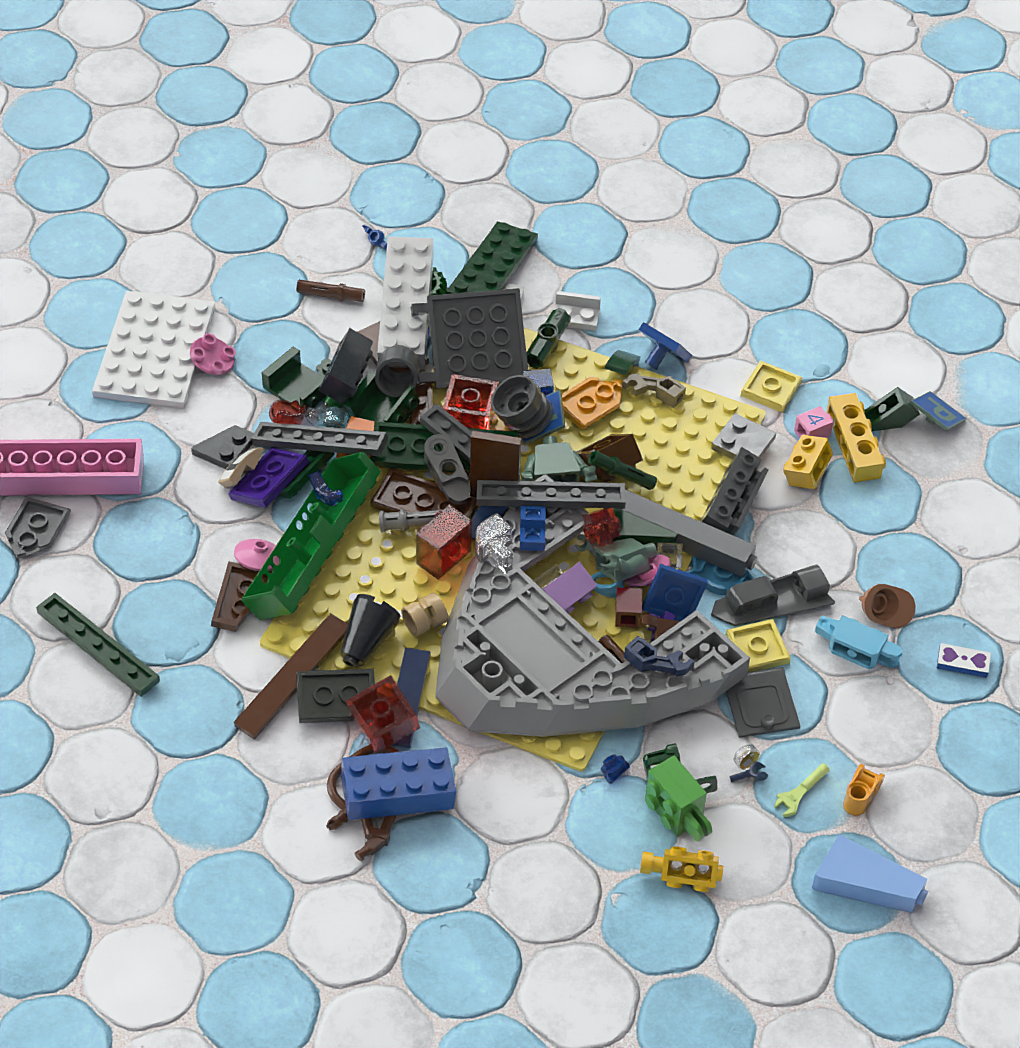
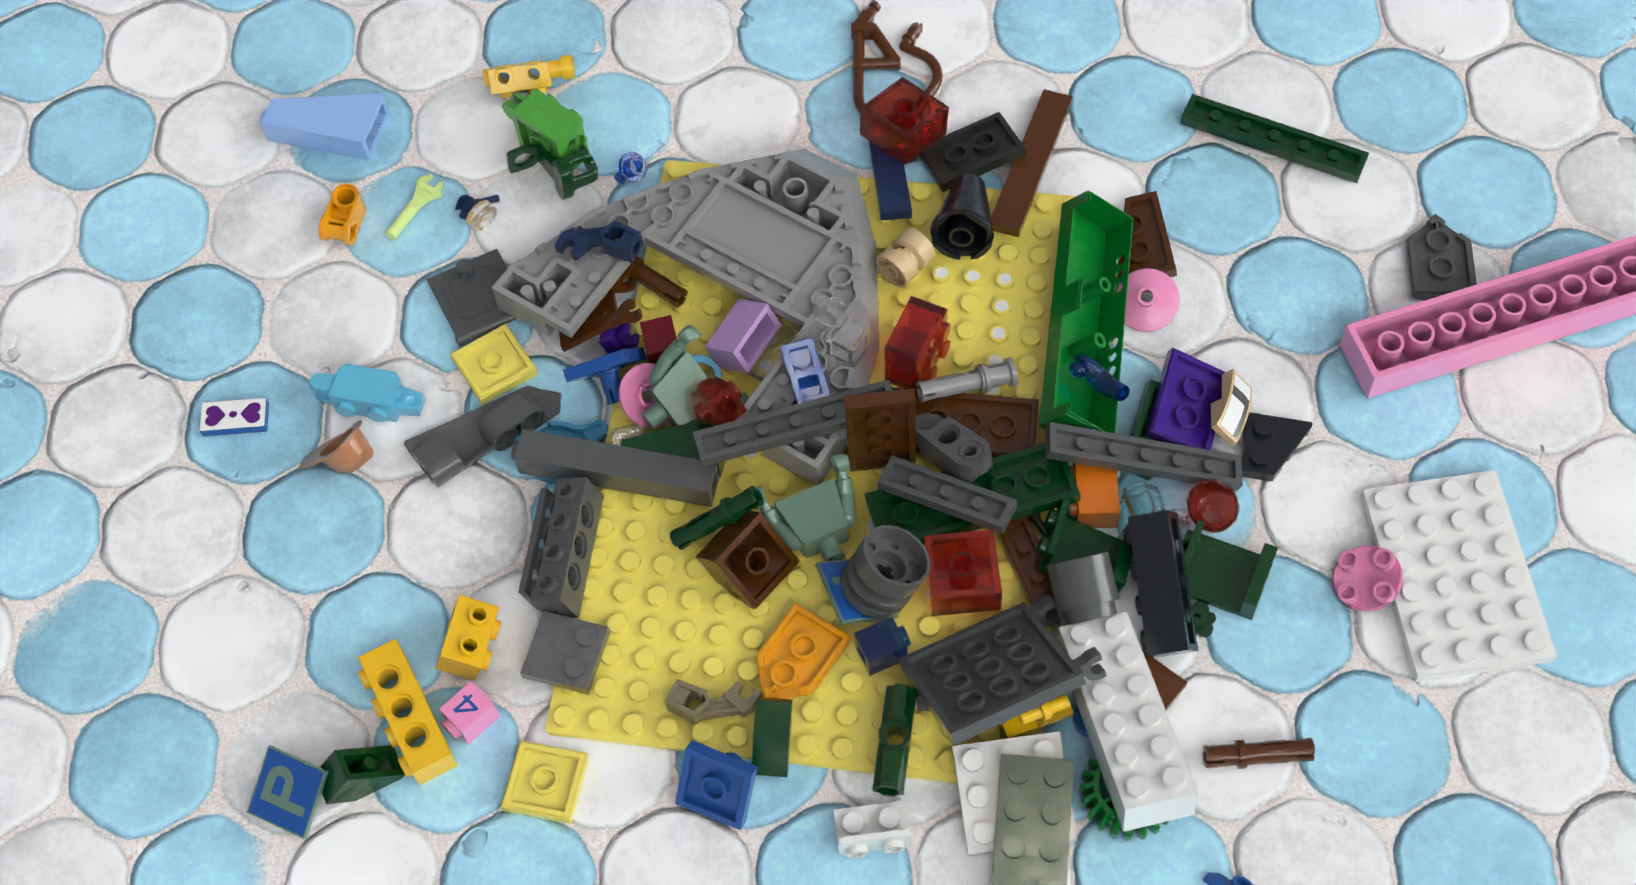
camera: 170 degrees right, 10 degrees up
(398, 783) = (858, 62): blue brick -> none

